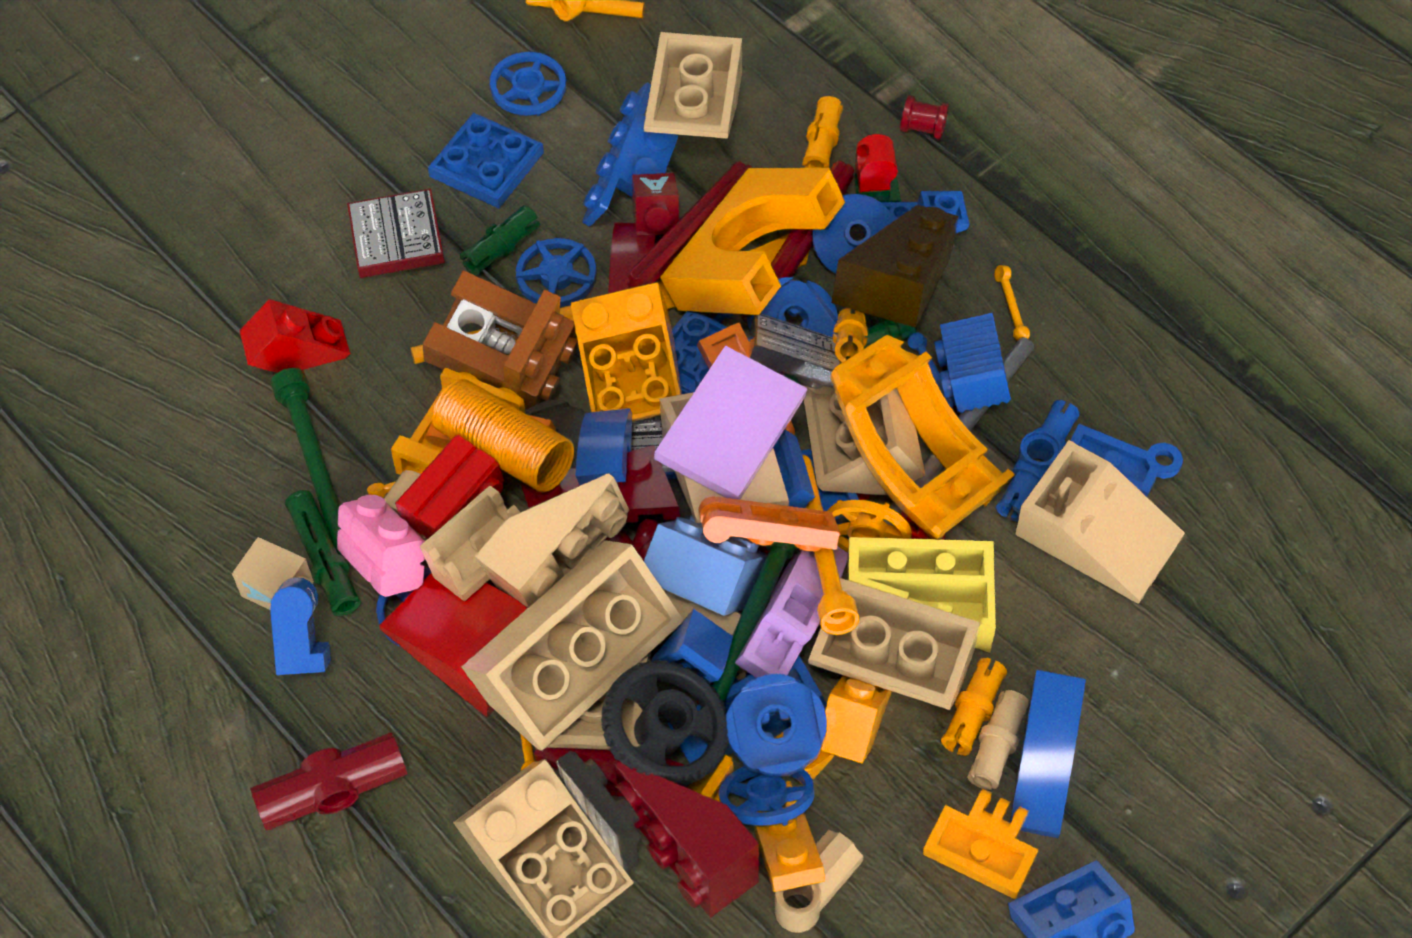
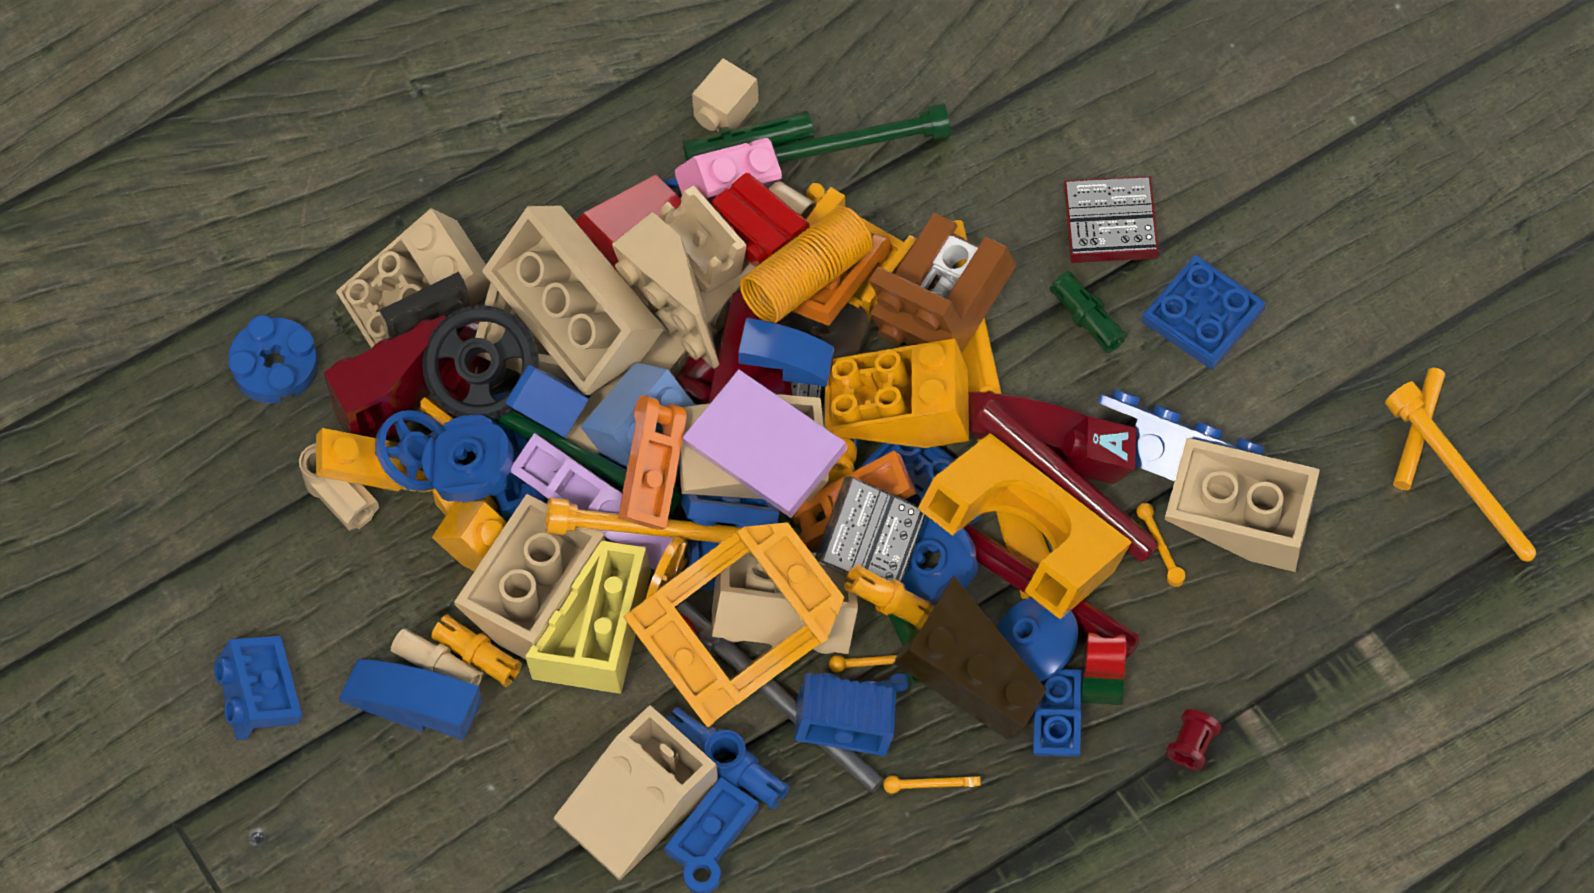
camera: 100 degrees right, 5 degrees up
(292, 337) = (989, 126): red slope -> none
(295, 631) = (656, 107): leg -> none
(328, 781) = (517, 132): dark red piece -> none
(528, 84) = (1305, 360): blue wheel -> none
(556, 270) = (1045, 363): blue wheel -> none
(760, 155) = (1175, 574): none -> light orange hinge
(823, 133) = (1185, 634): light orange pin -> none
(983, 845) = (338, 628): light orange hinge -> none

